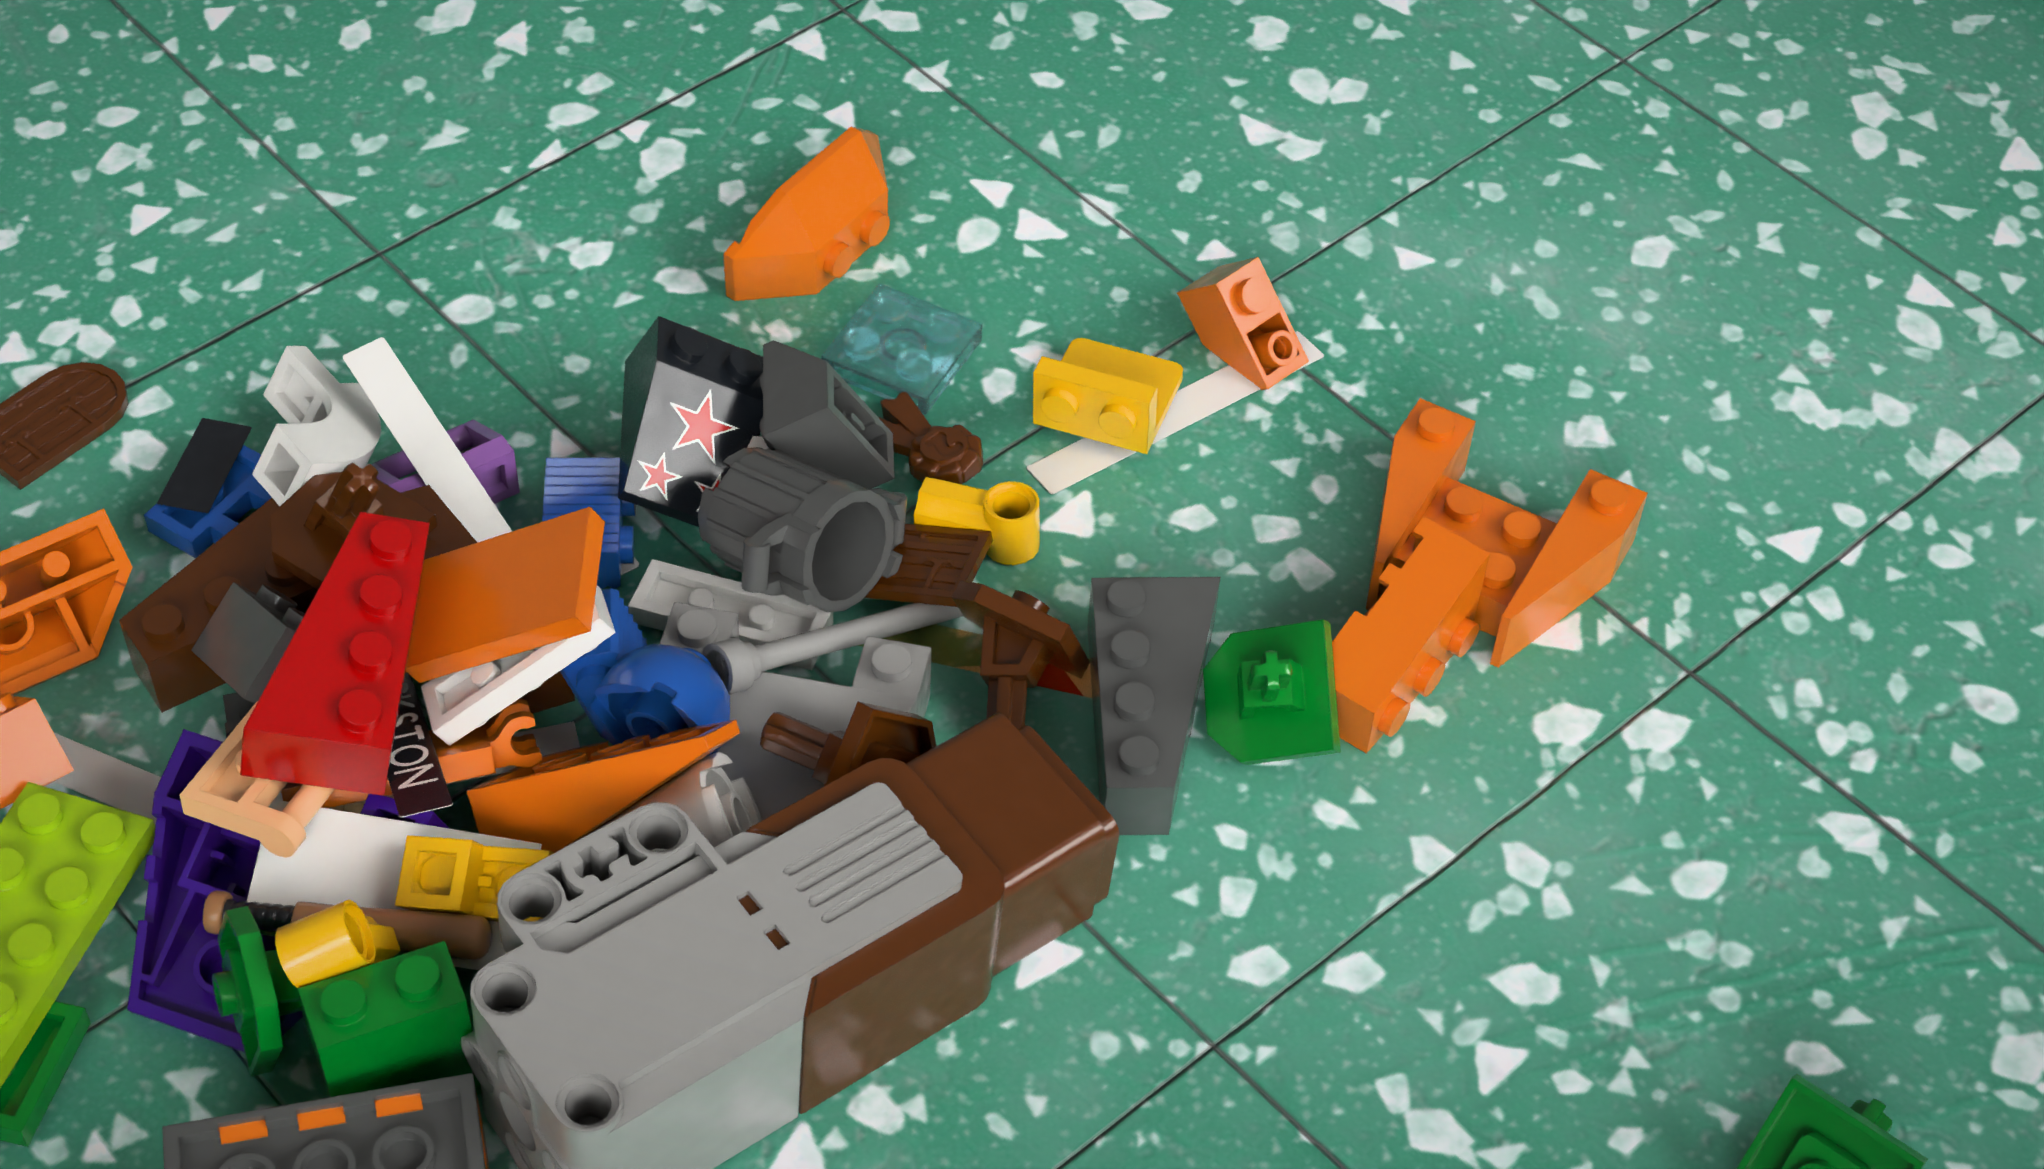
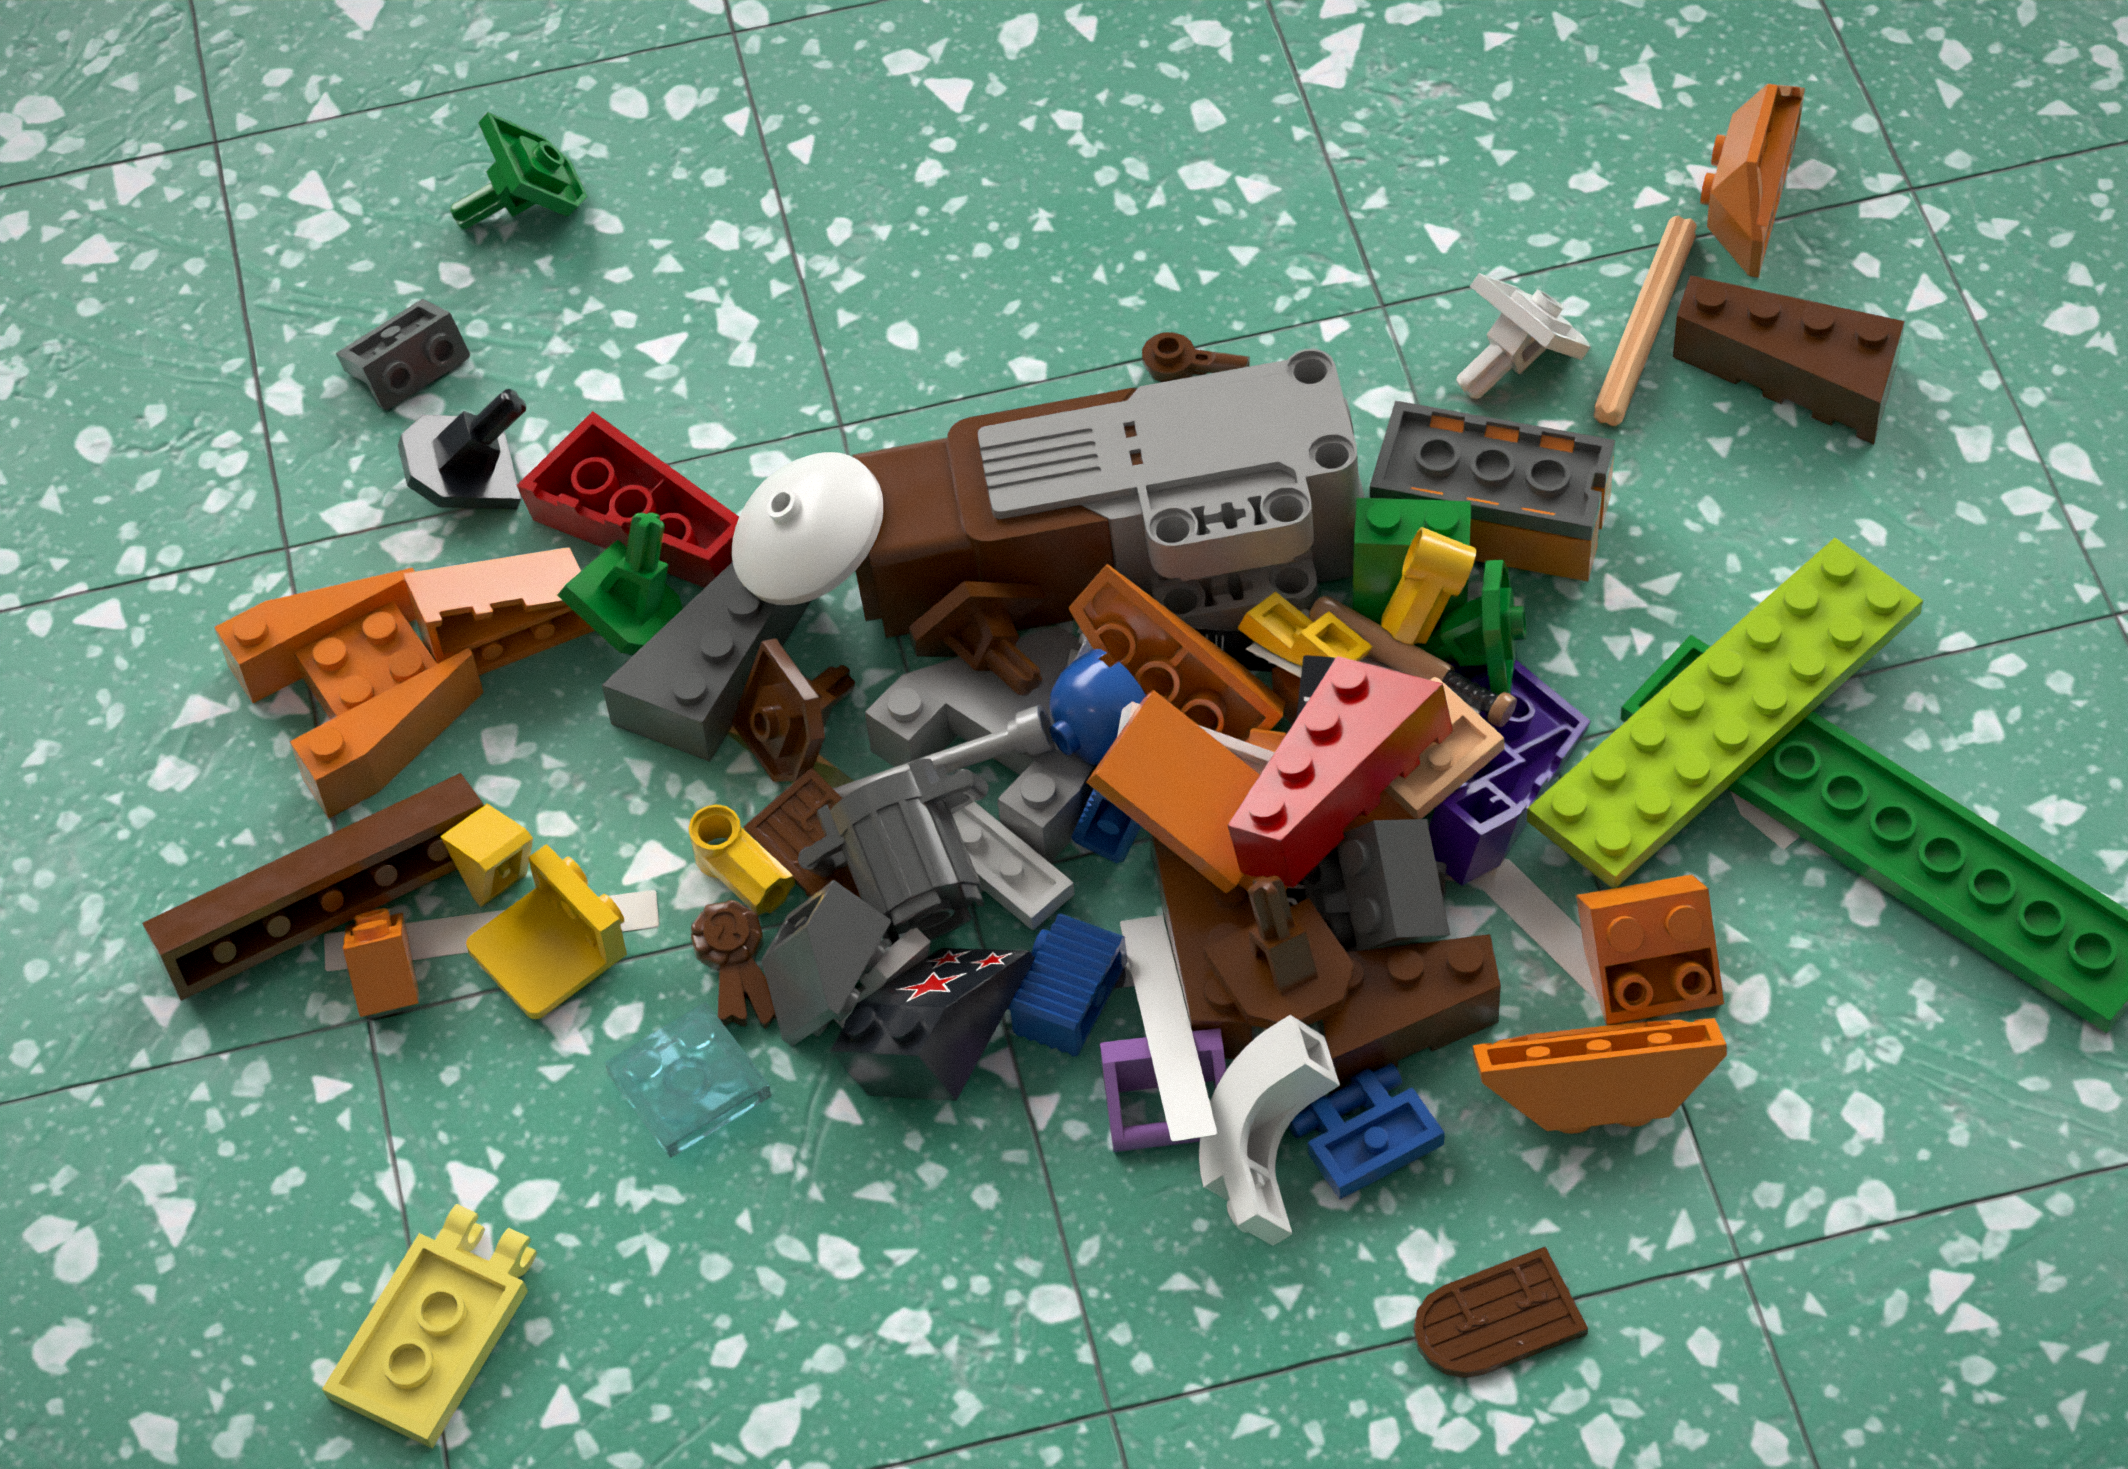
camera: 145 degrees left, 5 degrees up
(204, 465) = (1373, 1162): black sticker -> none
(813, 223) = (679, 1229): orange wedge -> none
(980, 115) = (432, 1329): none -> light yellow tile
(1102, 746) = (807, 528): none -> white dish
(1201, 397) = (489, 852): none -> yellow slope
(1337, 803) = (604, 478): none -> red wedge
(1342, 355) = (310, 889): none -> reddish brown brick
(1585, 797) = (464, 456): none -> black piece
(1769, 905) = (405, 353): none -> dark grey bracket

